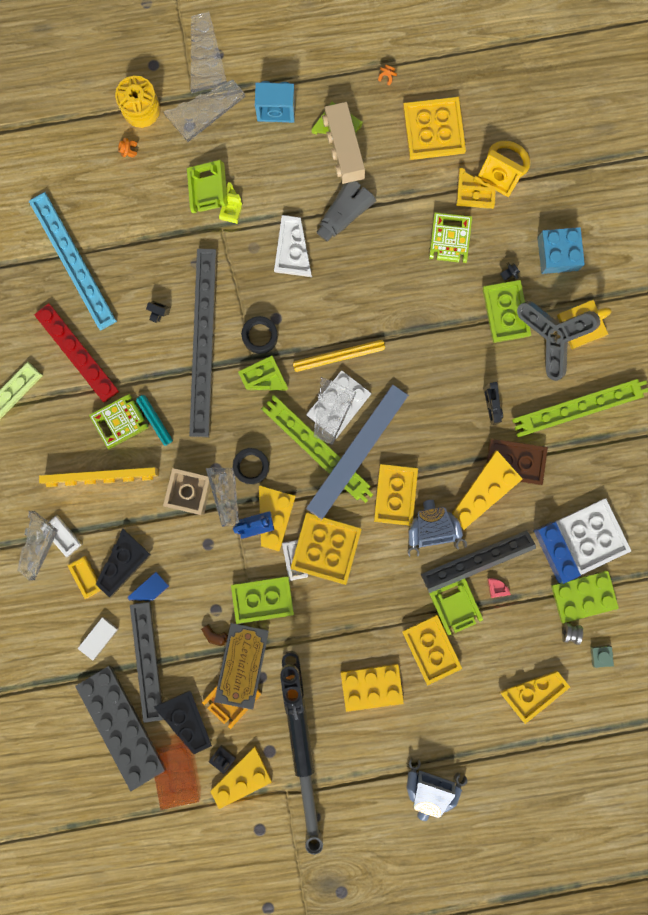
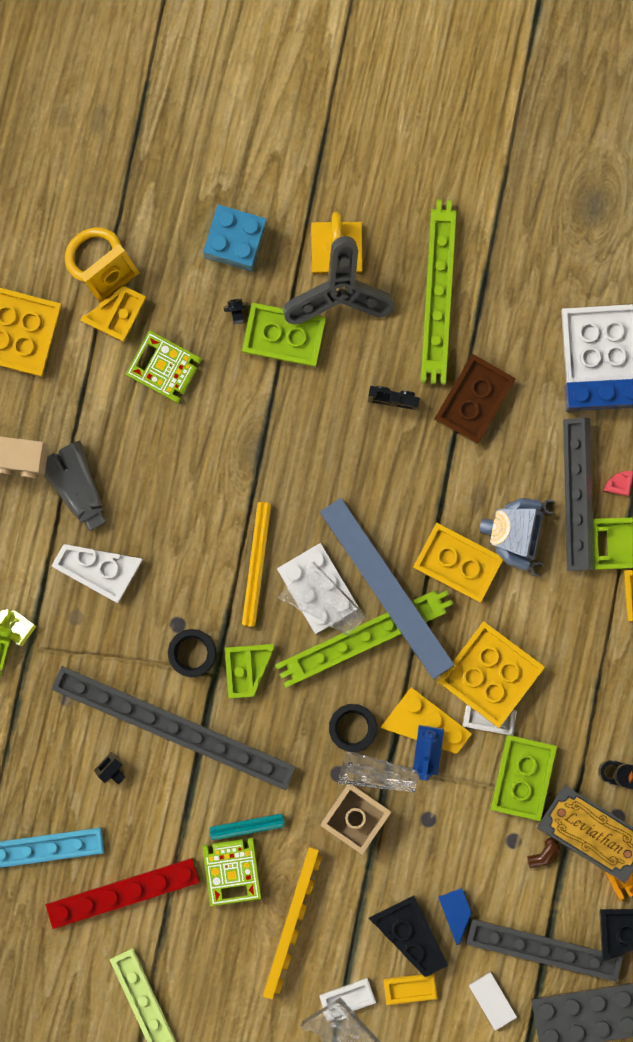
camera: 65 degrees left, 0 degrees up
(490, 486) = (495, 449): yellow wing -> none

